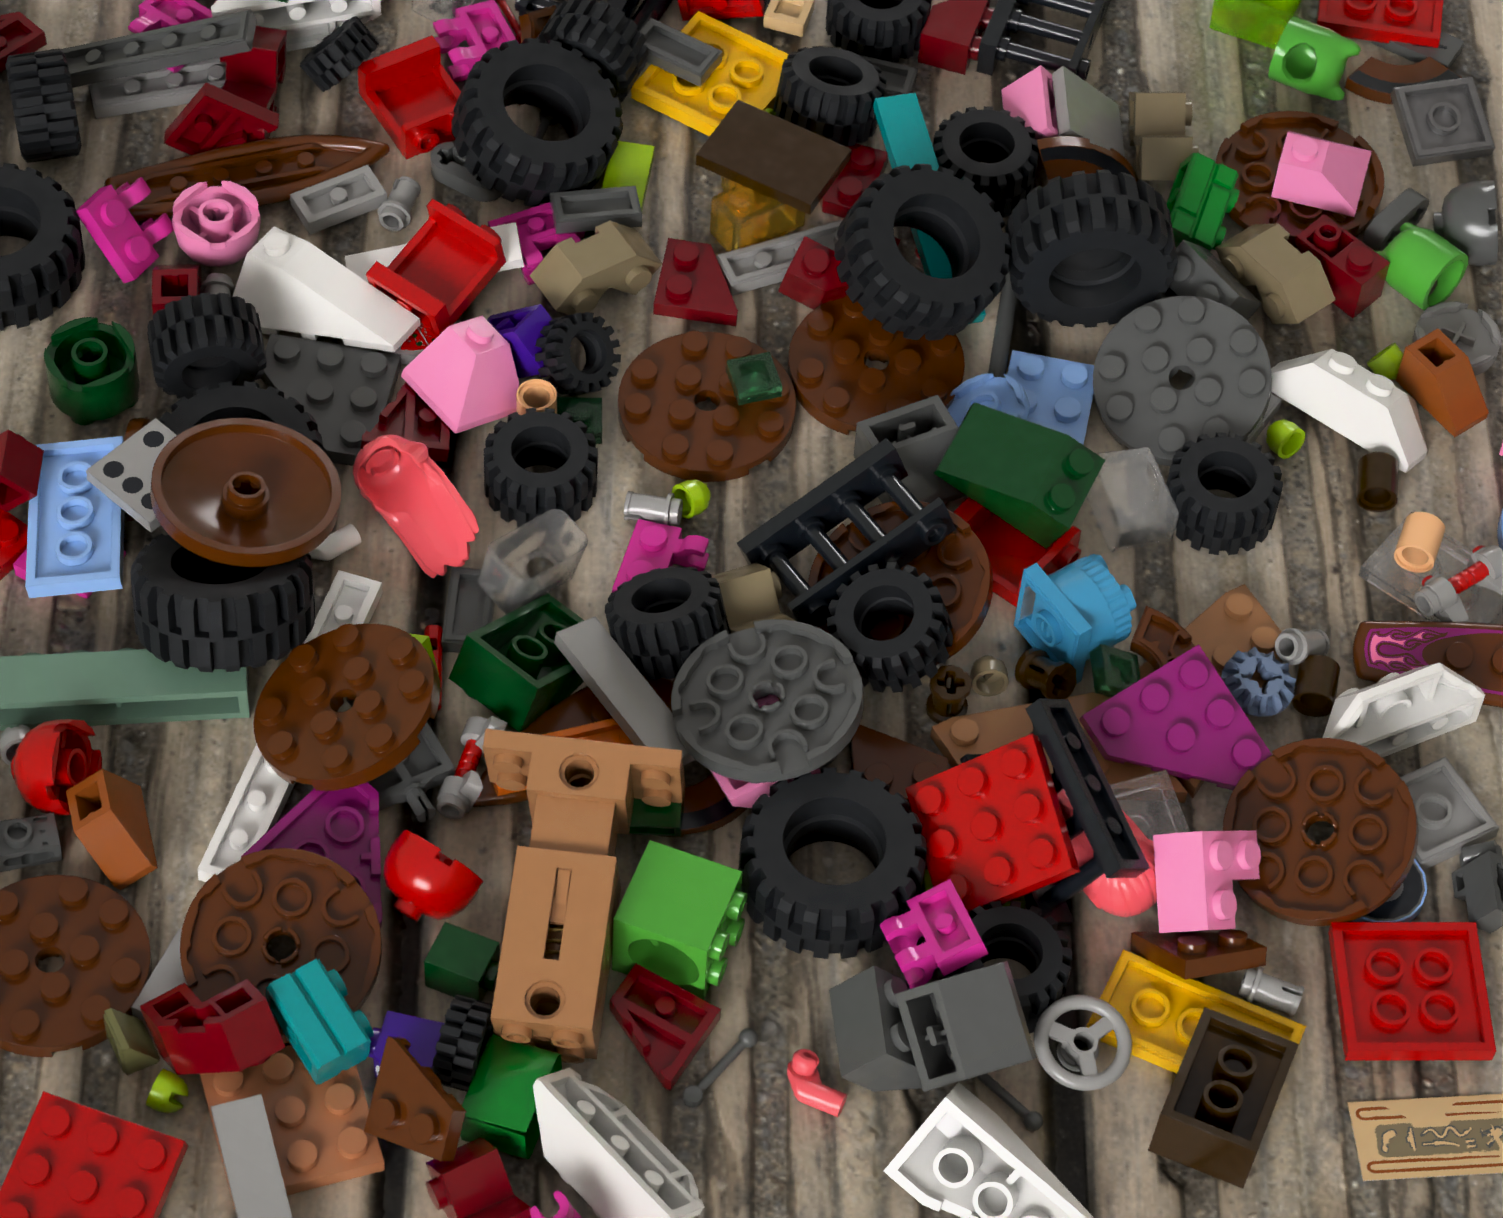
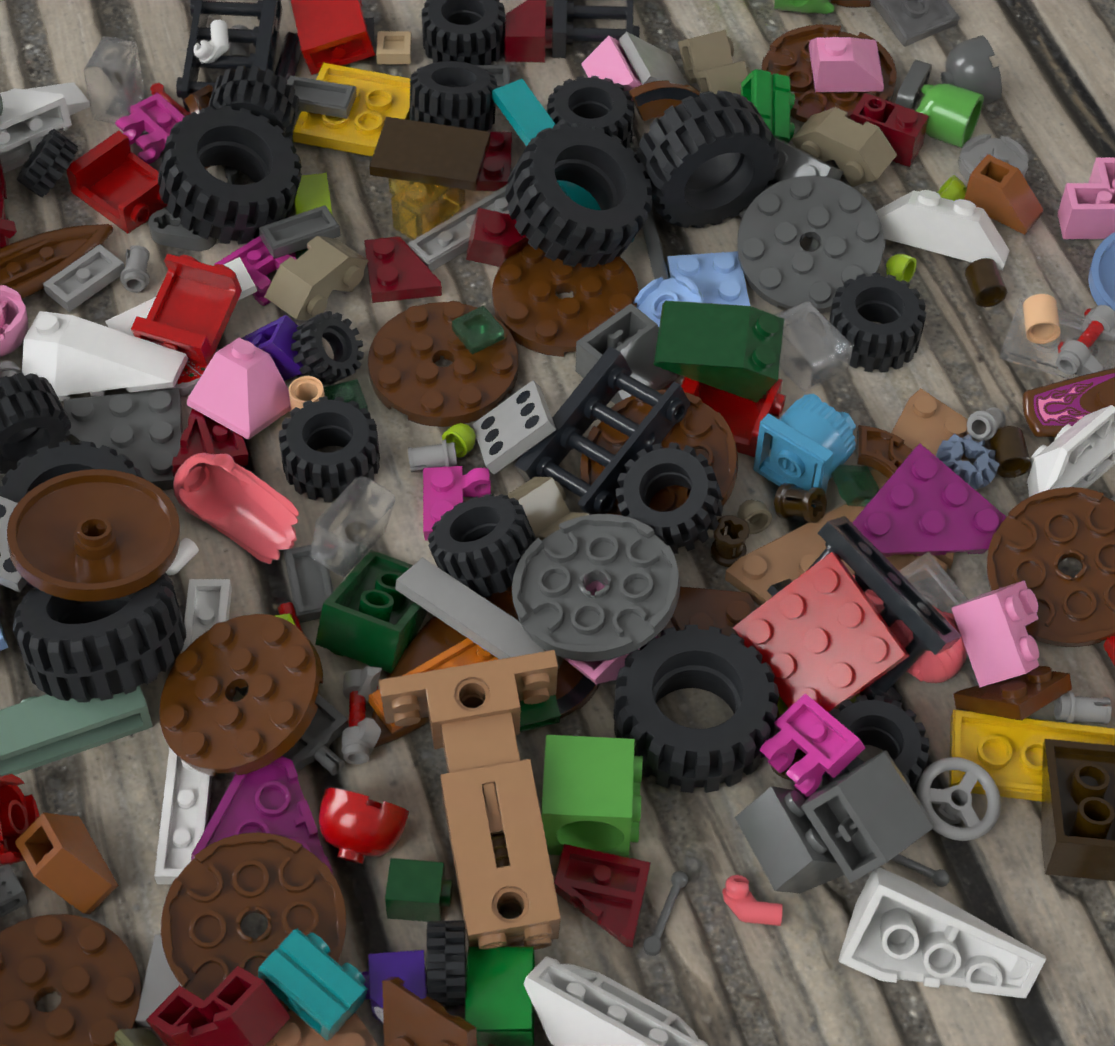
camera: 15 degrees left, 0 degrees up
(752, 500) = (514, 427): none -> light grey tile

